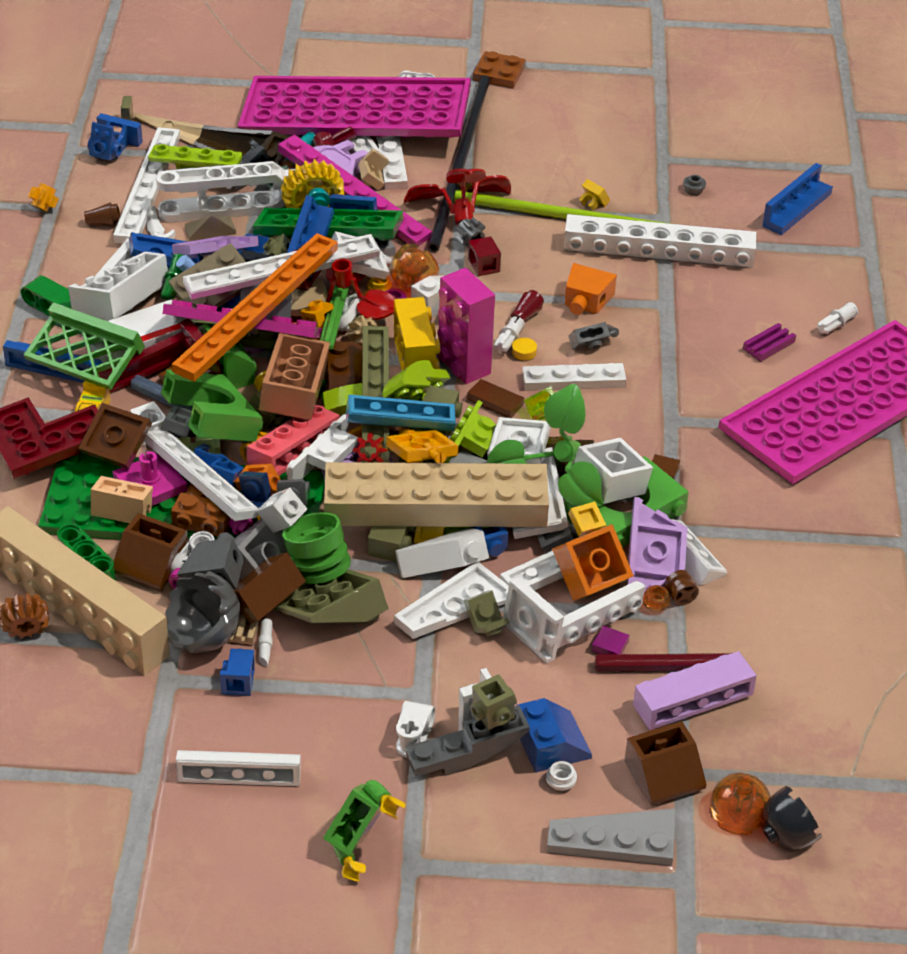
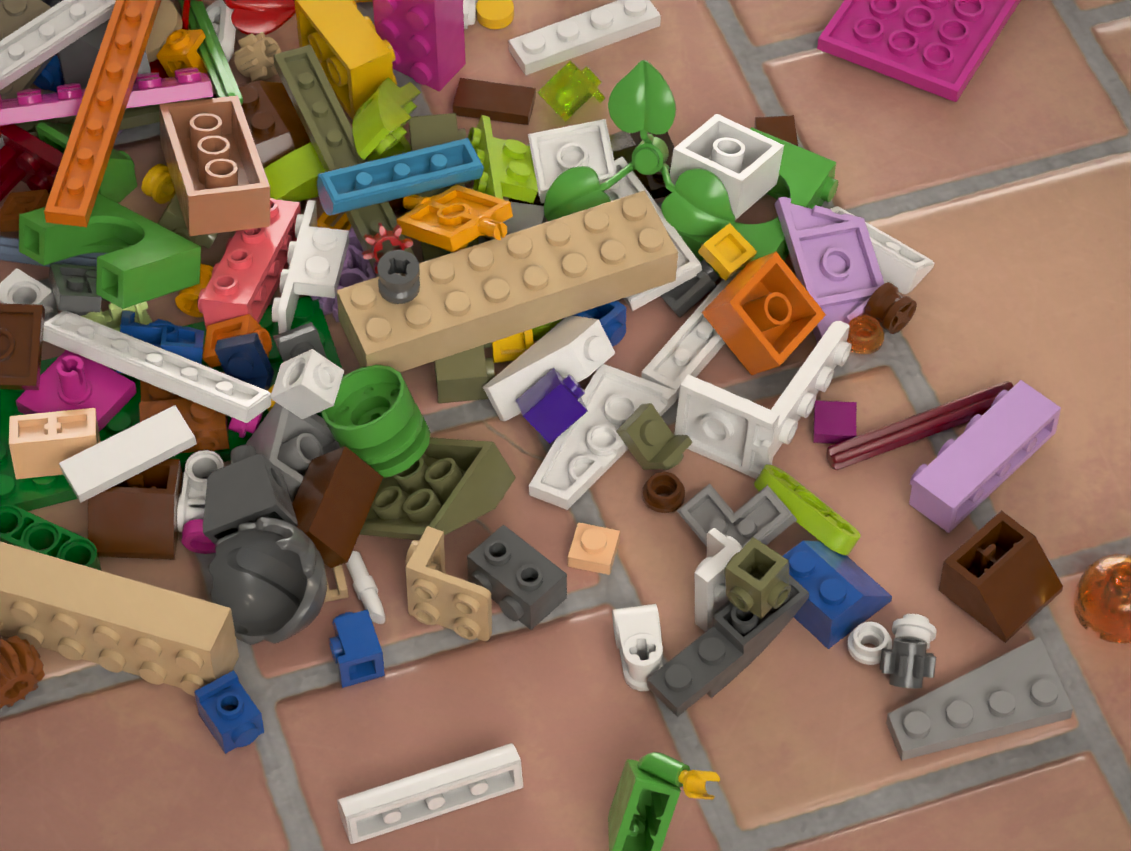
camera: 20 degrees left, 10 degrees up
(143, 681) = (229, 712): none -> blue brick
(156, 516) = (127, 453): none -> white tile
(302, 653) = (442, 597): none -> tan bracket
(357, 665) = (517, 576): none -> dark grey brick
(363, 463) = (393, 286): none -> dark grey wheel
(417, 665) = (593, 548): none -> light nougat plate
(432, 573) = (552, 404): none -> dark purple brick
(478, 647) = (663, 484): none -> reddish brown plate
(523, 681) = (760, 517): none -> light grey tile
(562, 685) = (809, 510): none -> lime beam
(577, 793) = (907, 663): none -> dark grey gear
(592, 778) = (914, 627): none -> white plate

